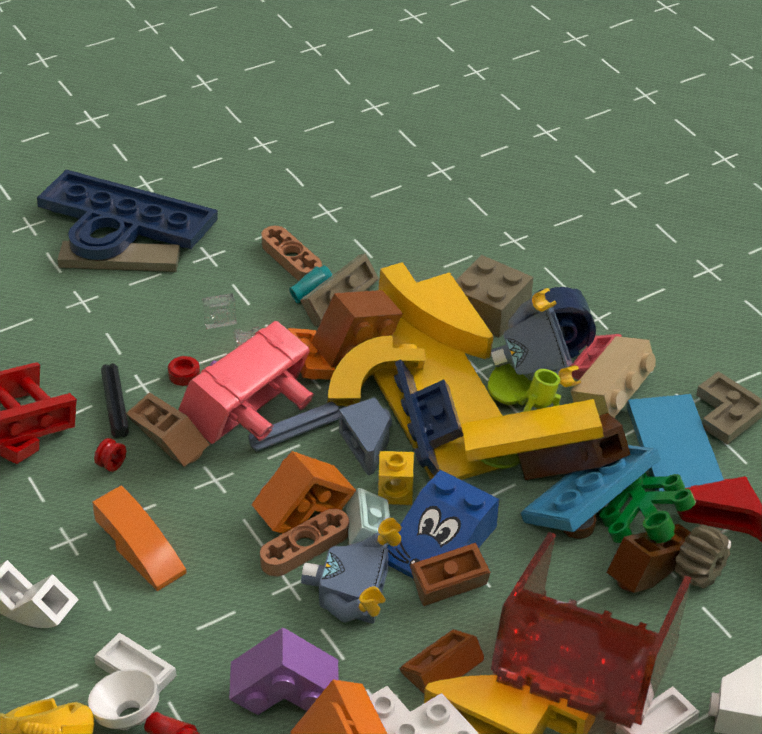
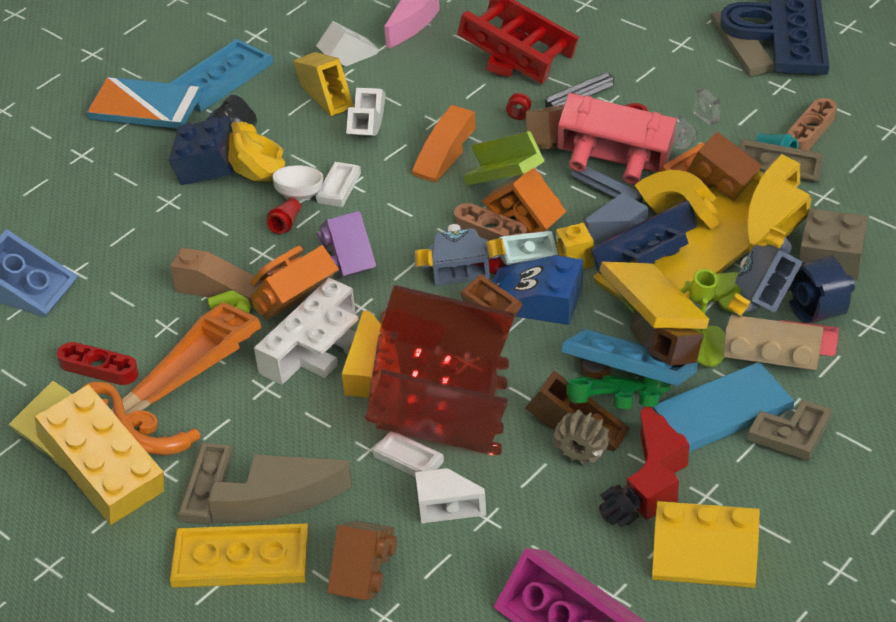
camera: 75 degrees right, 0 degrees up
(245, 480) = (504, 158): none -> lime panel

